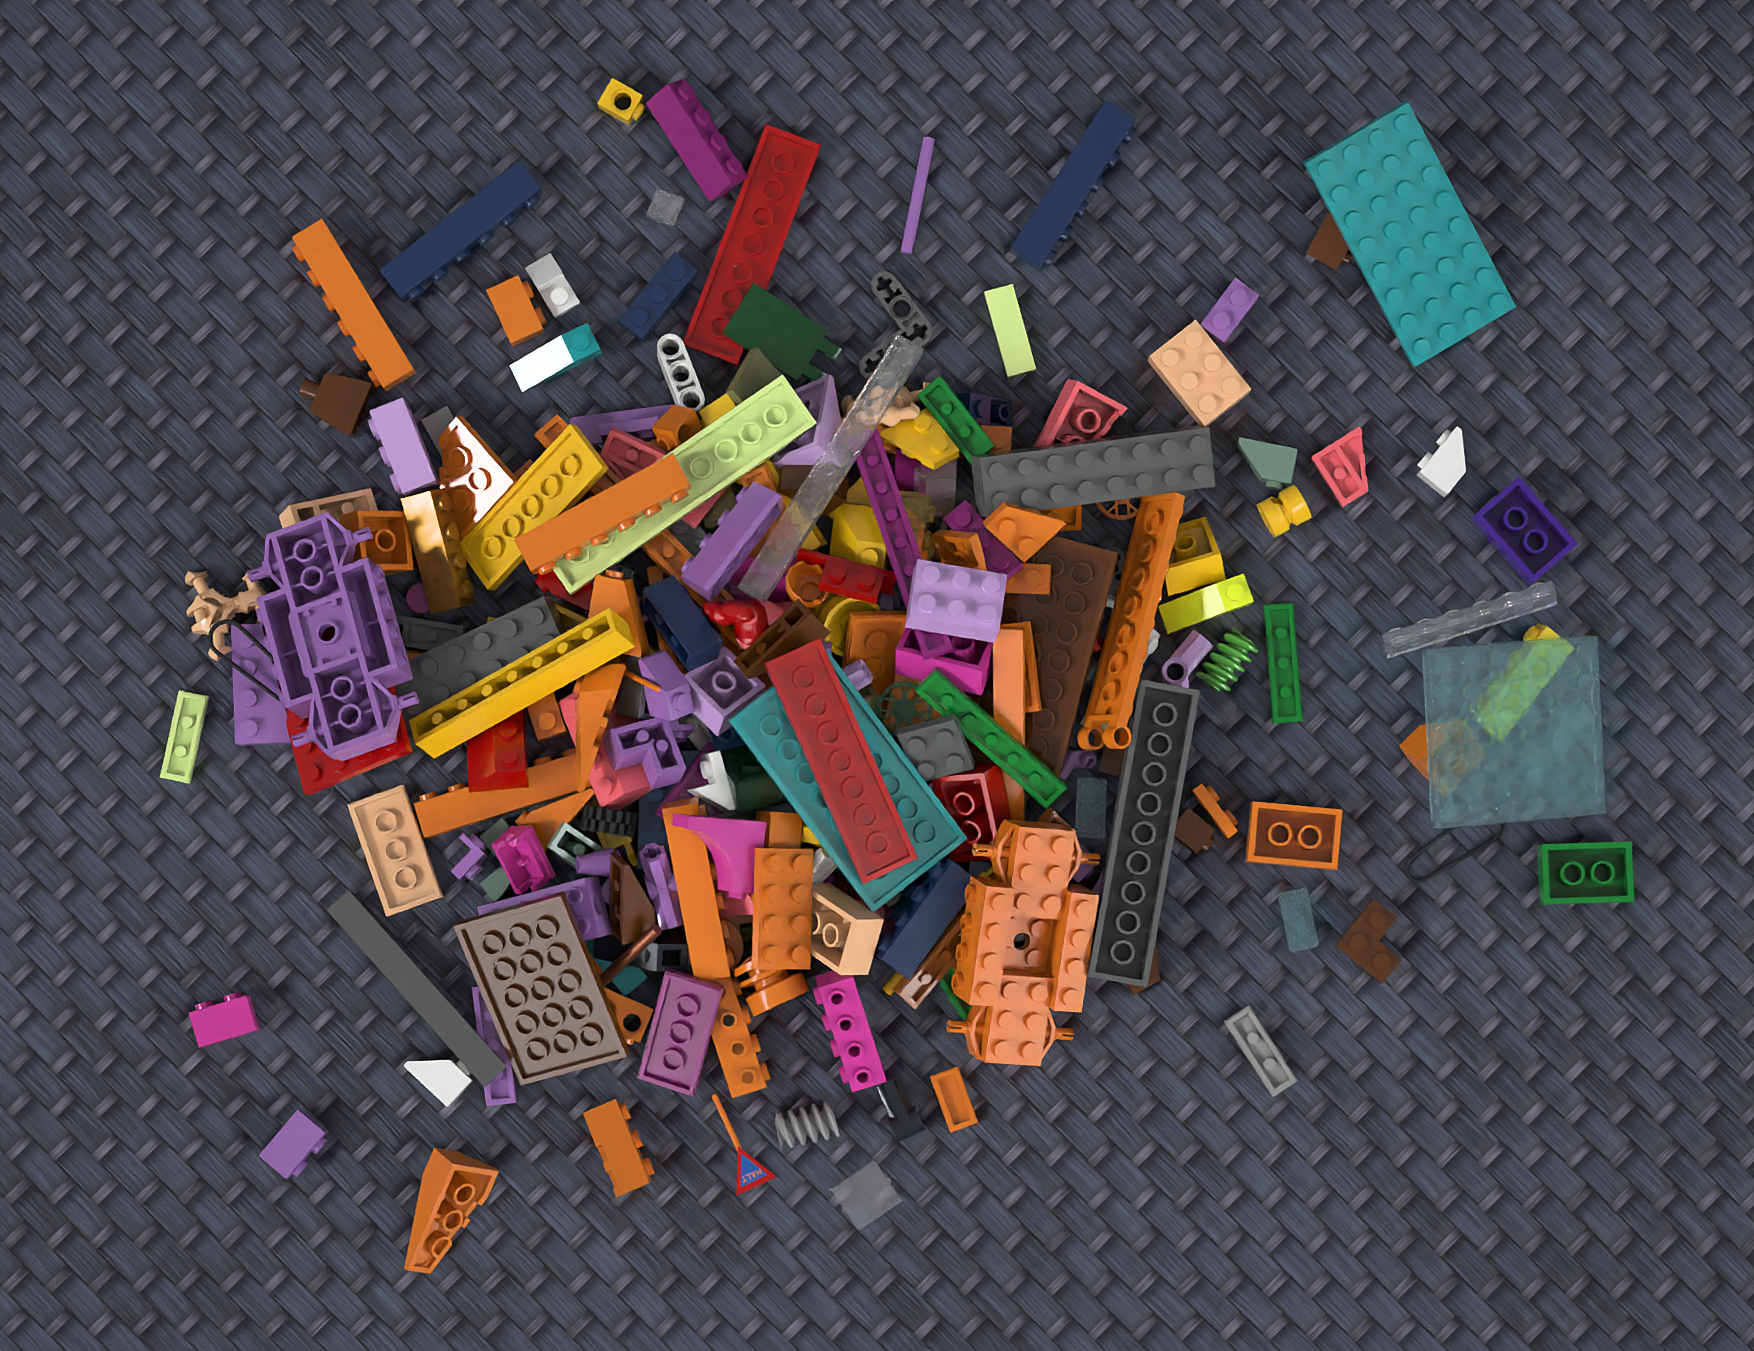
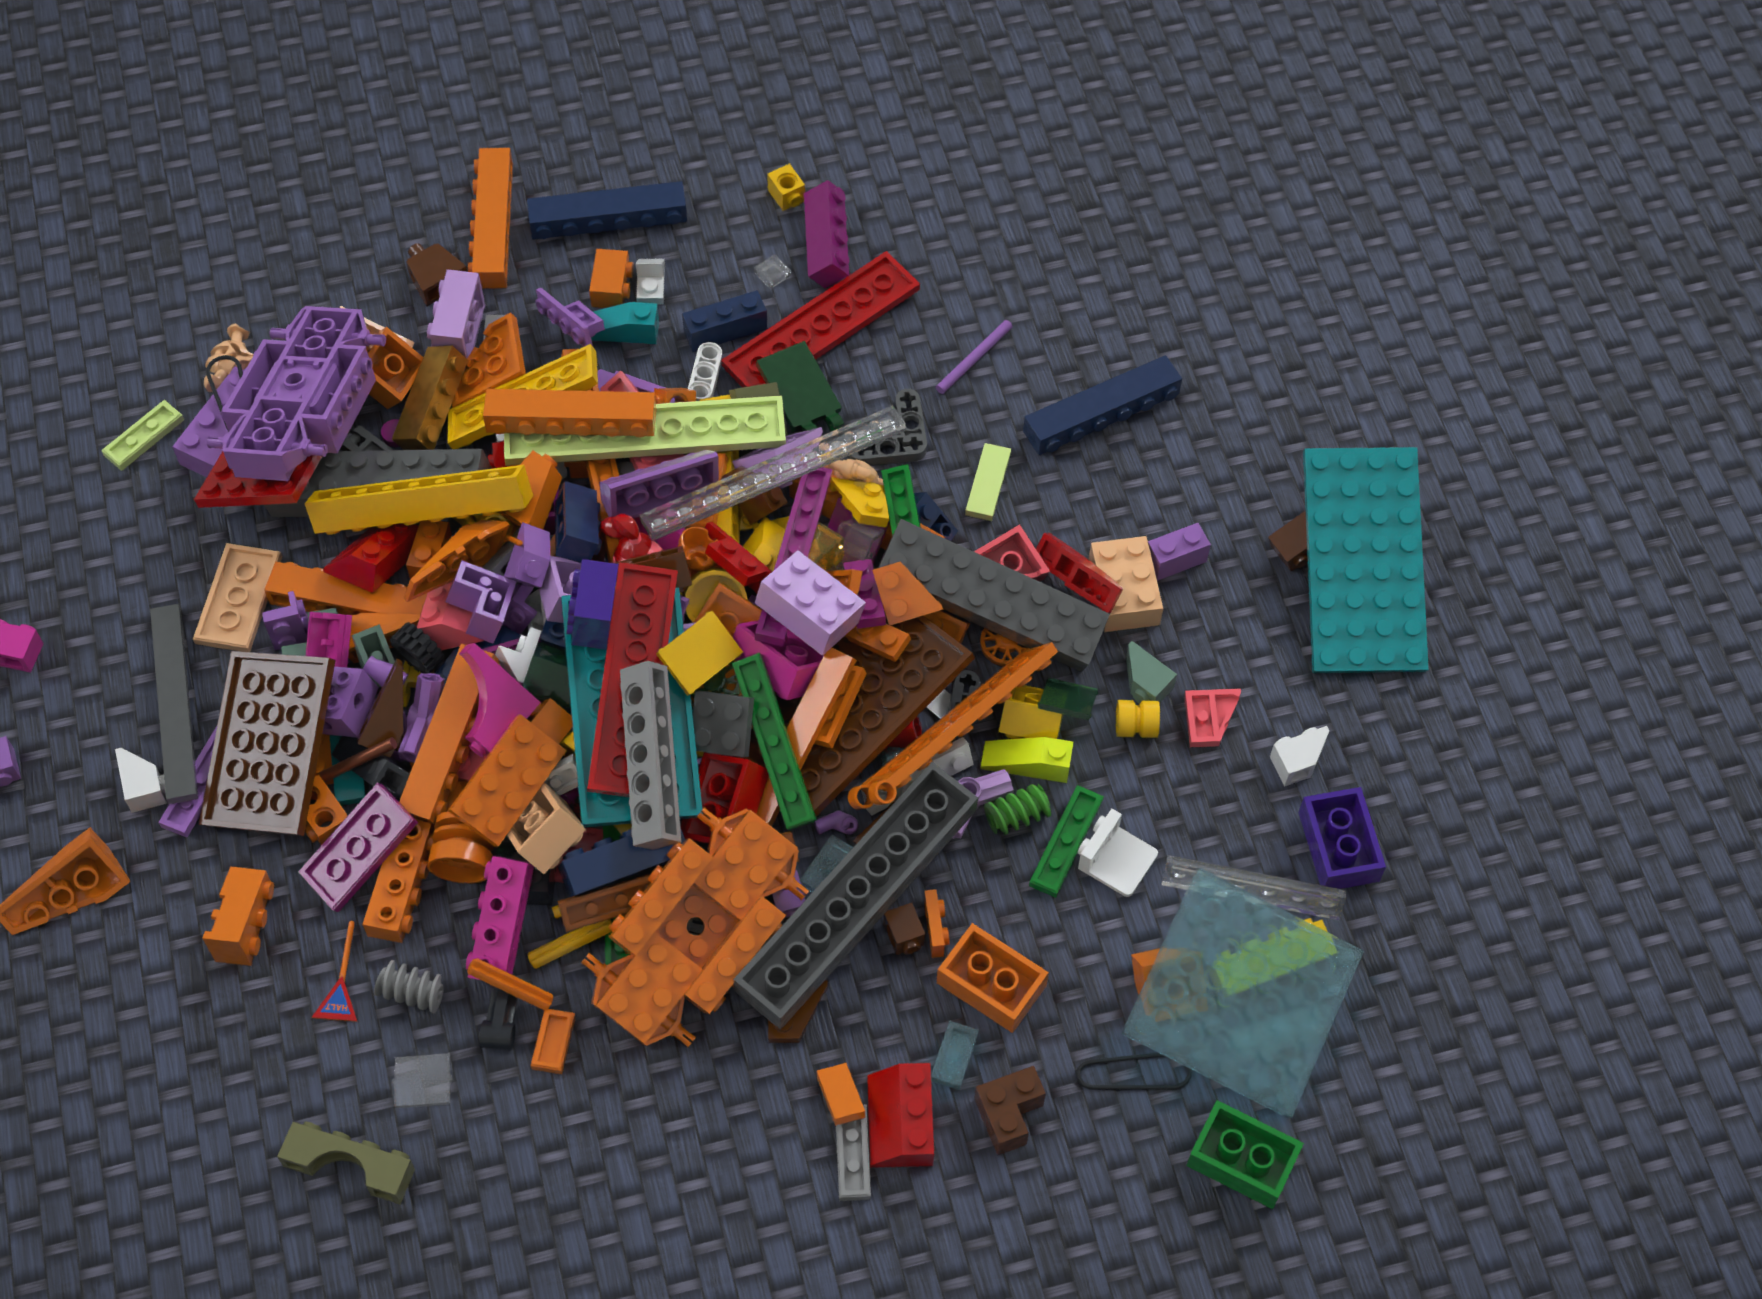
camera: 25 degrees right, 25 degrees down
(518, 382) = (573, 318): none -> medium lavender bracket
(777, 727) = (592, 604): none -> dark purple brick
(881, 699) = (699, 653): none -> yellow piece
(892, 1292) = (309, 1149): none -> olive arch
(894, 1079) = (510, 984): none -> orange axle
(905, 828) = (650, 756): none -> light grey brick
(905, 1020) = (568, 943): none -> yellow axle
(1159, 395) = (1079, 573): none -> red slope
(1214, 529) = (1068, 698): none -> clear green piece
(1223, 1009) = (840, 1094): none -> orange tile
(1284, 1000) = (901, 1116): none -> red slope
(1336, 656) = (1116, 855): none -> white bracket

